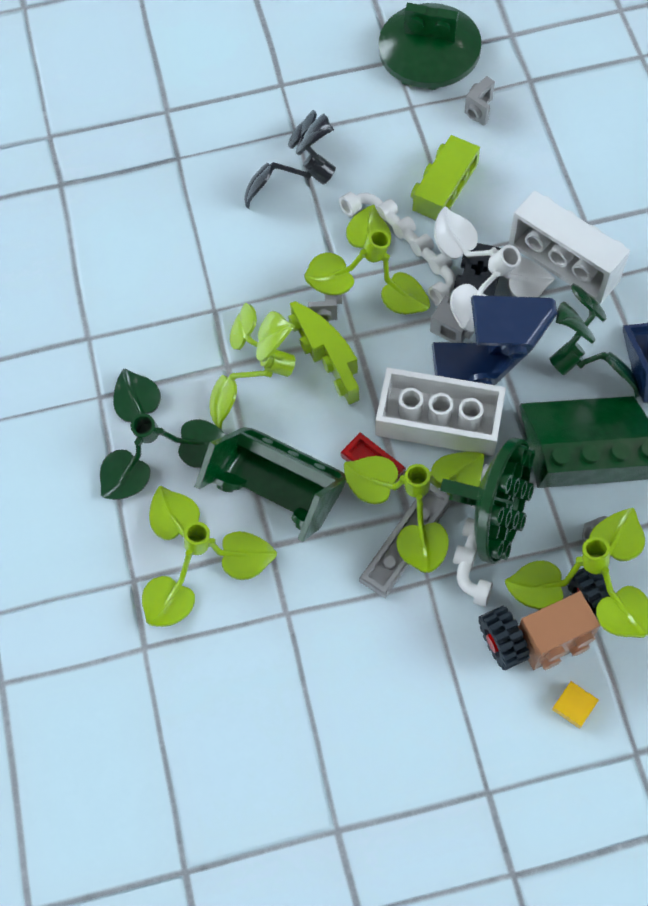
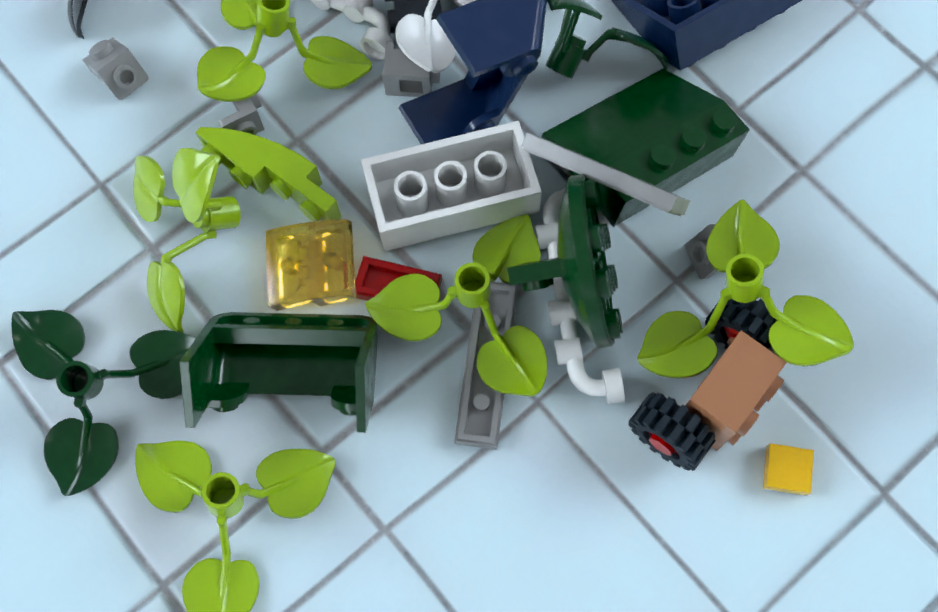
camera: 30 degrees left, 5 degrees up
(260, 238) = (116, 67): none -> light grey bracket
(323, 421) = (310, 264): none -> clear yellow slope
(541, 448) = (606, 175): none -> light grey tile

